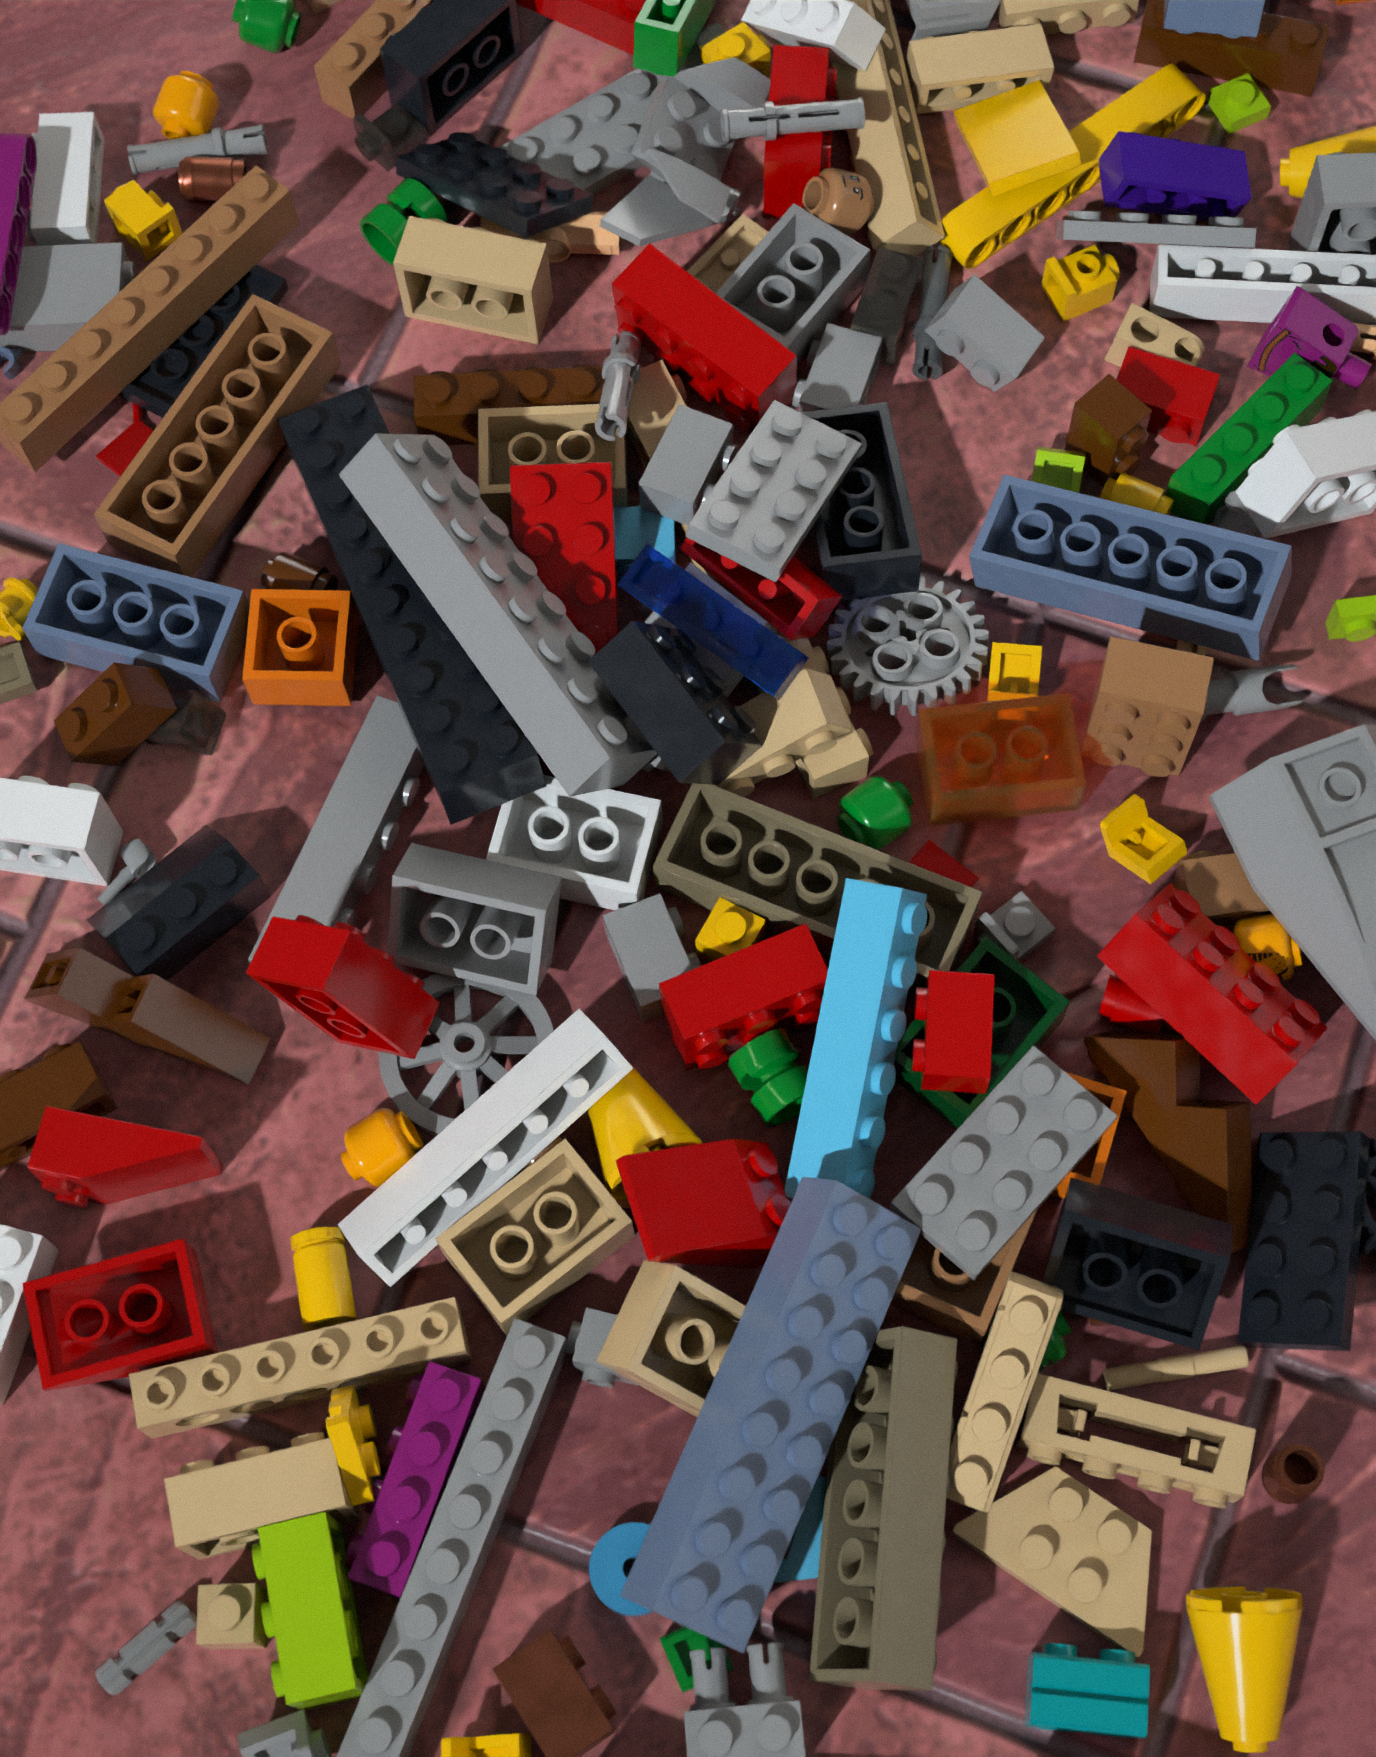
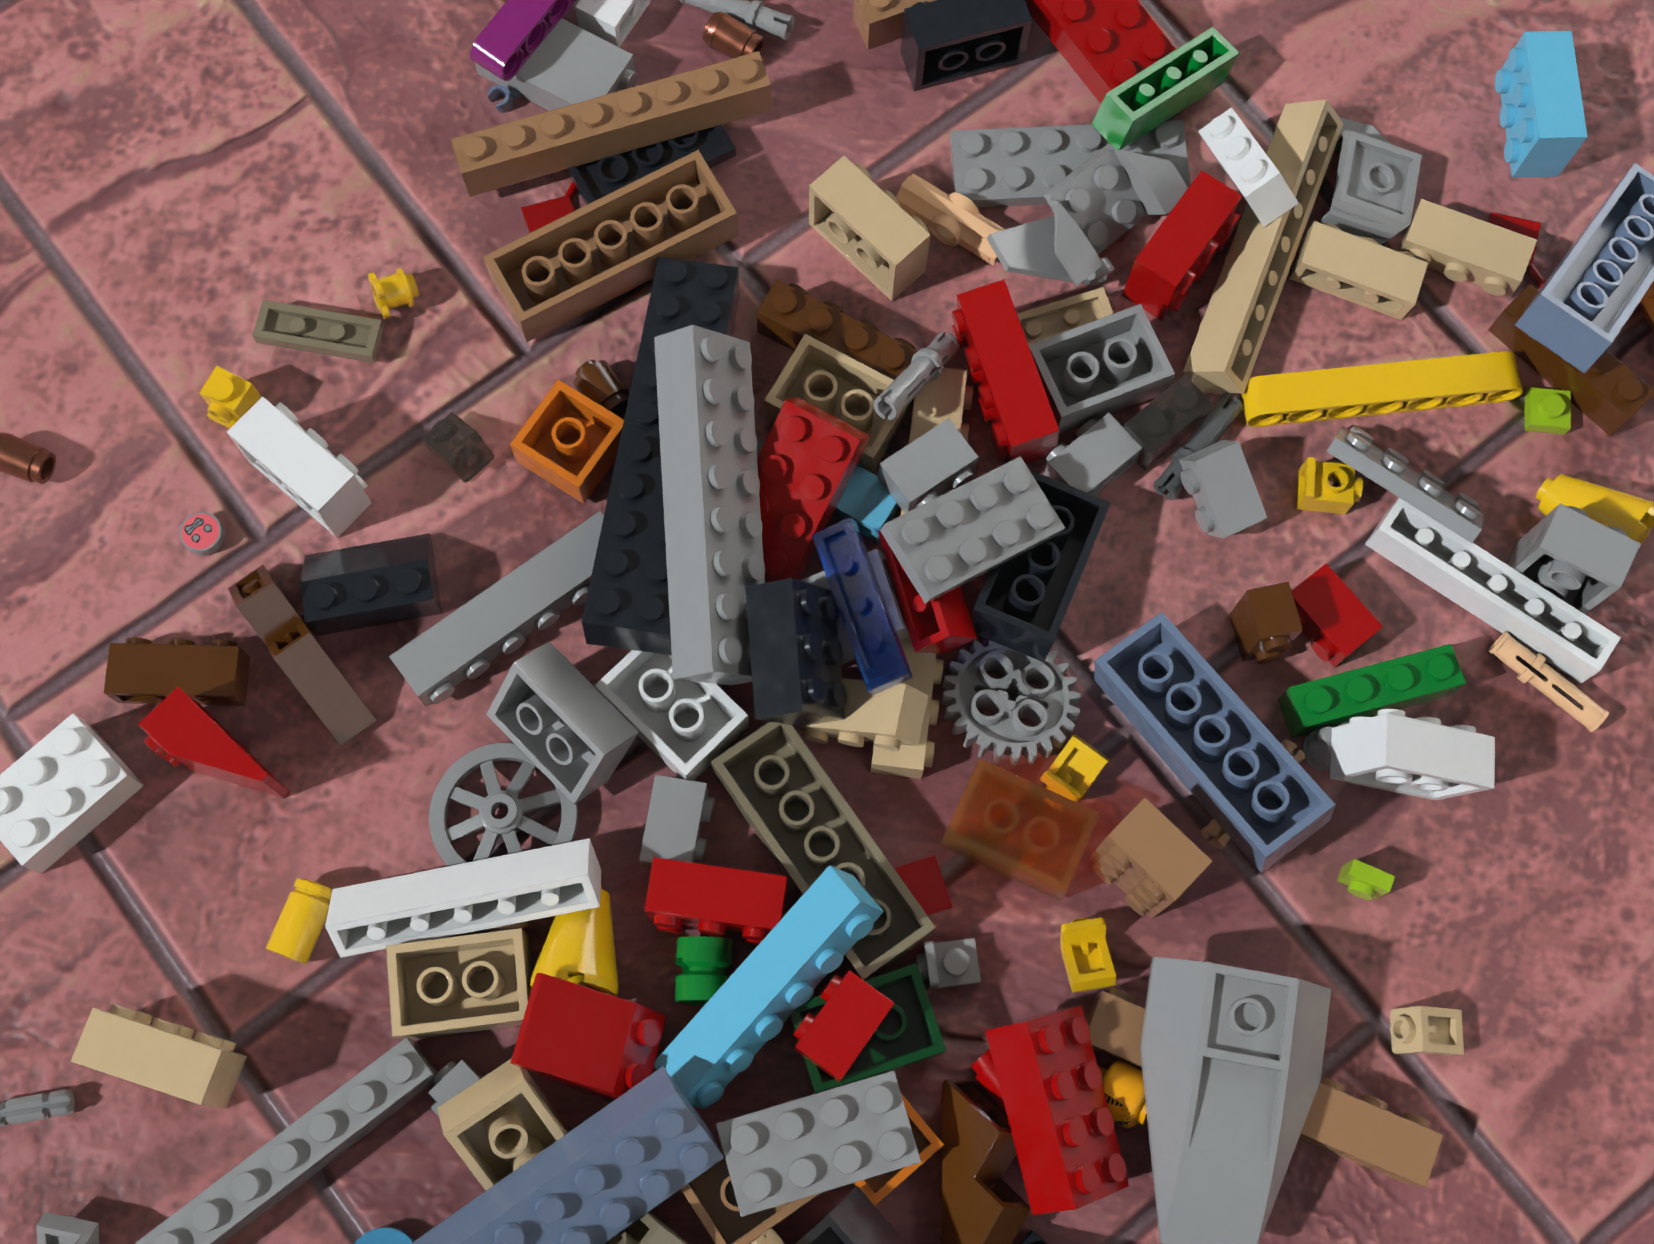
camera: 25 degrees right, 5 degrees up
(115, 714) = (408, 417): reddish brown brick -> none
(120, 1316) = (146, 866): red slope -> none
(133, 614) = (469, 354): sand blue brick -> none
(138, 861) = (365, 533): light grey hand -> none
(143, 219) = (663, 42): yellow brick -> none
(230, 1616) = (92, 1126): tan brick -> none
(298, 1368) = (246, 977): tan brick -> none
(311, 1612) = (140, 1163): lime brick -> none
(343, 985) = (433, 722): red brick -> none
(349, 1433) = (236, 1058): yellow wing -> none
(379, 1145) = (399, 849): light orange head -> none
(386, 222) = (832, 145): green wheel -> none
(388, 136) = (882, 76): clear smoke bracket -> none
(416, 1479) = (258, 1117): magenta brick -> none
(495, 184) = (928, 161): black plate -> none
(728, 931) = (738, 845): yellow brick -> none
(741, 44) = (1183, 152): yellow bracket -> none
(791, 119) = (1220, 260): light grey pin -> none
(839, 199) = (1177, 320): medium nougat head -> none
(875, 812) = (905, 813): green head -> none
(1017, 138) = (1349, 345): yellow tile -> none
(1059, 468) = (1209, 631): lime plate -> none
(1137, 493) = (1255, 687): yellow brick -> none
(1154, 335) = (1354, 568): tan leg -> none
(1173, 177) = (1451, 446): dark purple brick -> none
(1243, 692) = (1239, 885): light grey piece -> none
(1314, 334) = (1475, 641): magenta torso -> none

